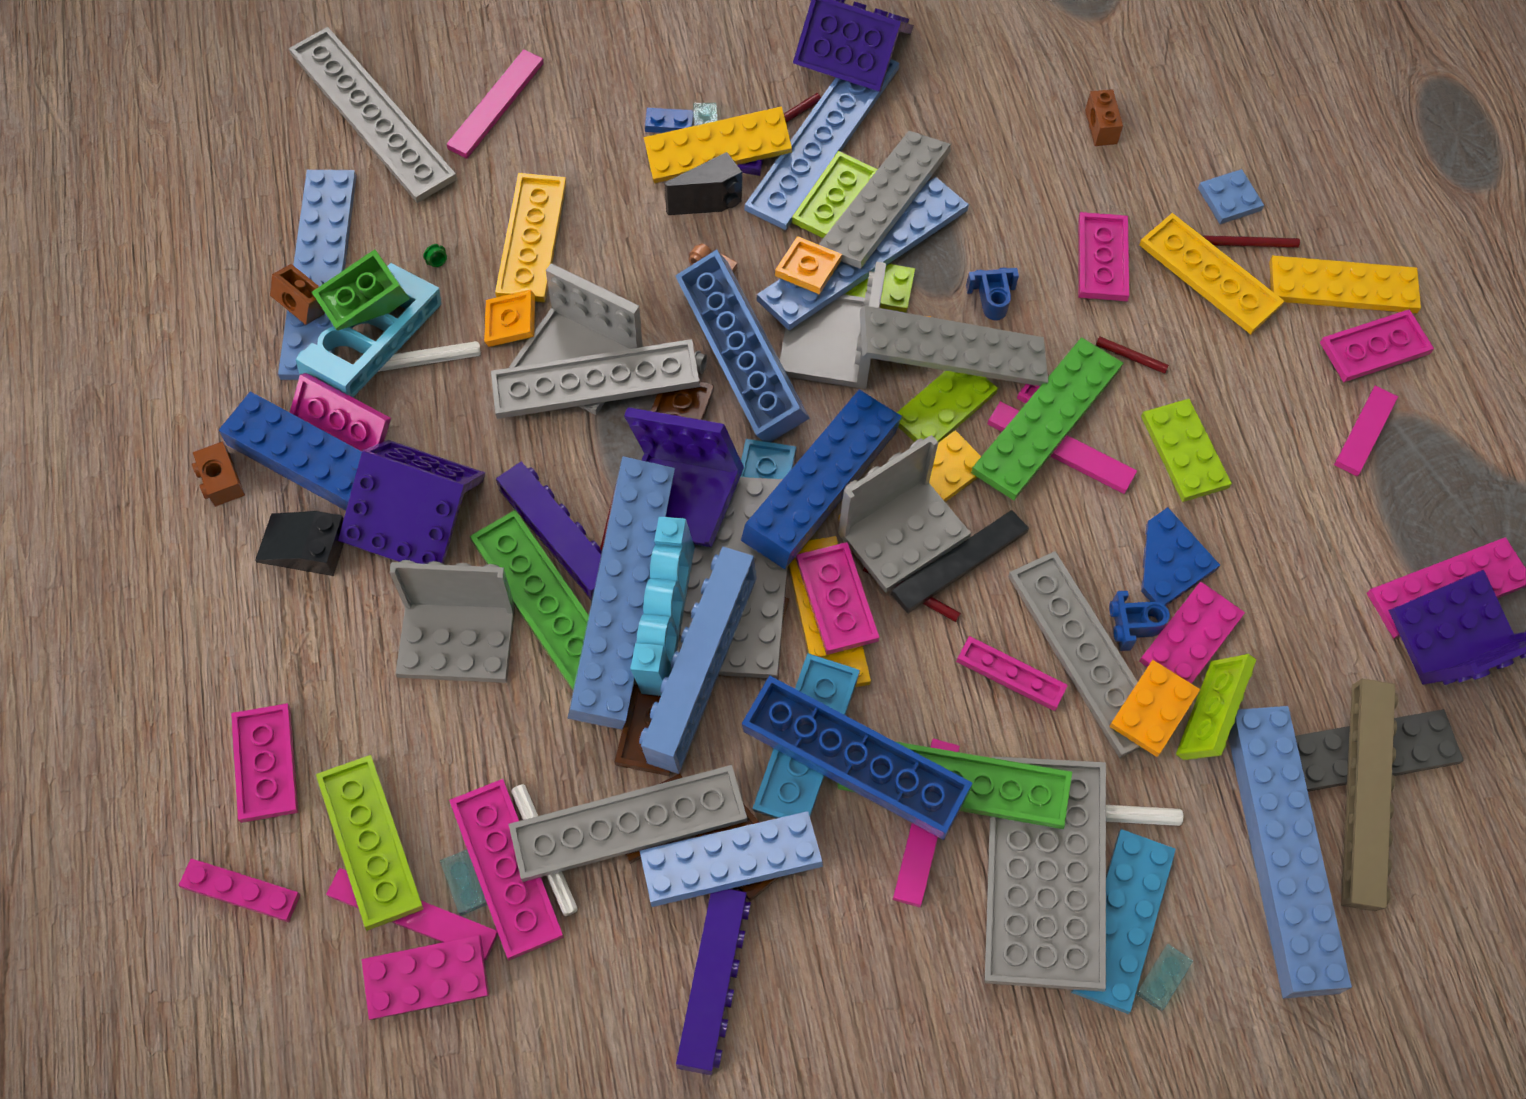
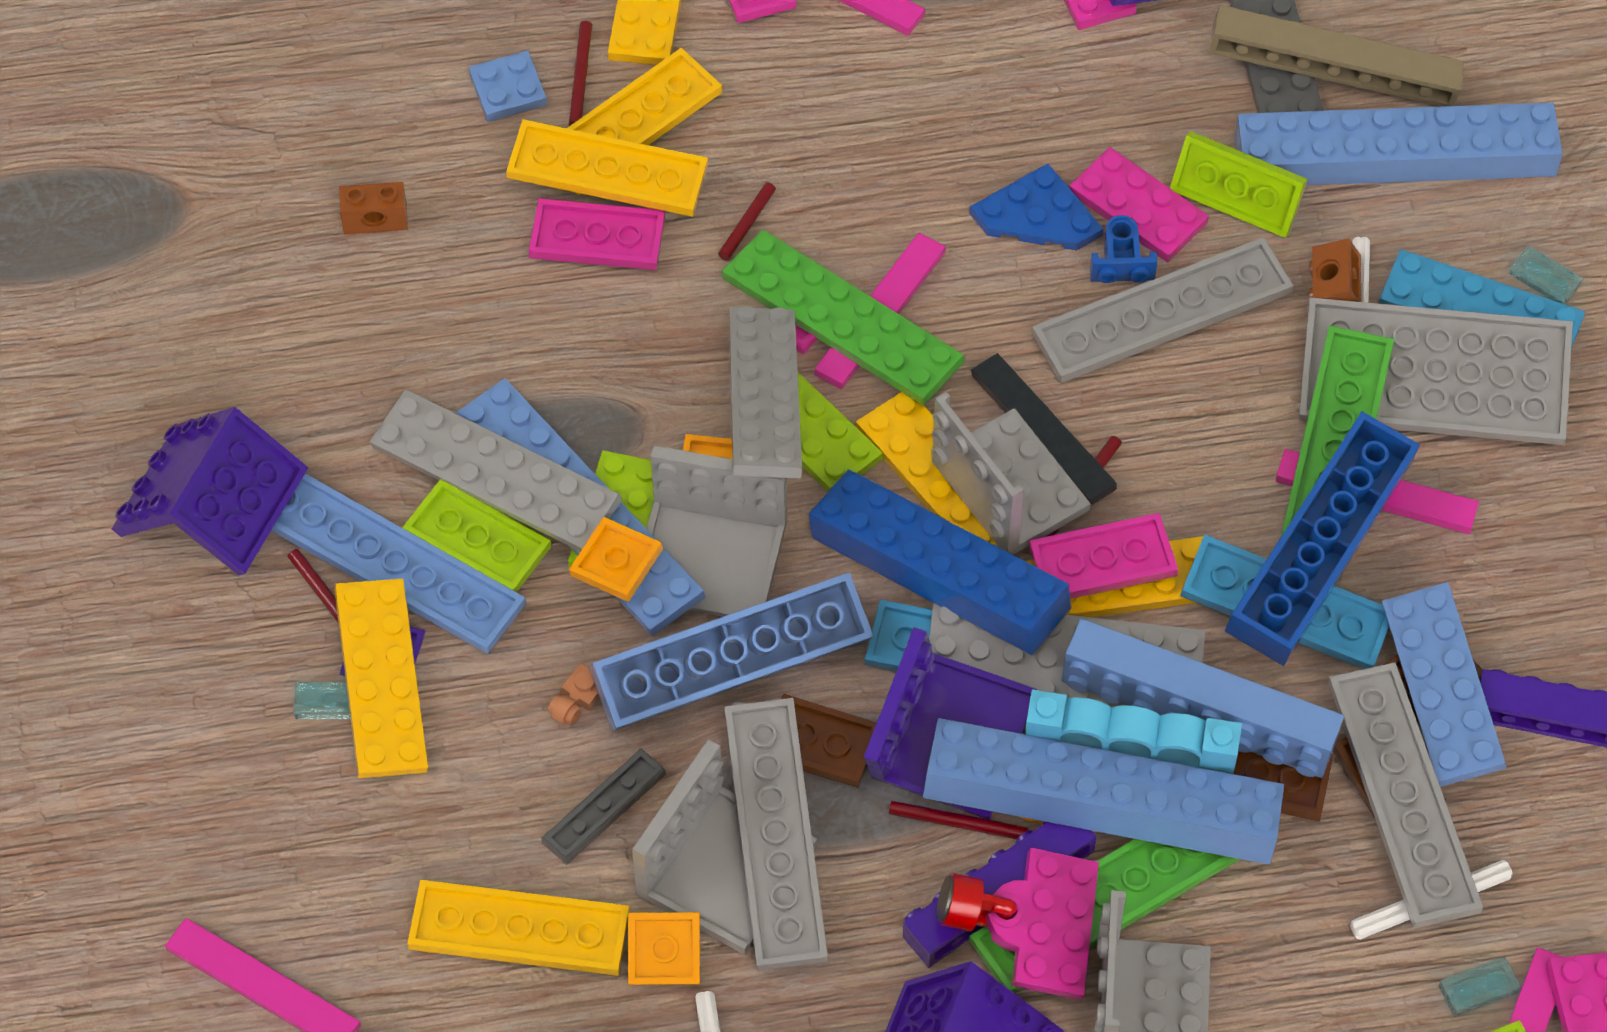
camera: 85 degrees left, 5 degrees down
(517, 907) = (1413, 960): dark pink plate -> none
(521, 540) = (1037, 918): none -> dark pink plate
(627, 283) = (603, 806): none -> dark grey tile
(666, 120) = (319, 748): plate -> none
(705, 188) = (458, 676): black slope -> none
(993, 289) = (645, 360): blue pin -> none
(1011, 673) = (1191, 388): dark pink plate -> none
(1135, 789) = (1336, 271): none -> dark orange brick
(1154, 708) = (1238, 245): light orange plate -> none
(1158, 253) = (607, 167): none -> yellow plate
(1186, 450) = (886, 180): lime plate -> none

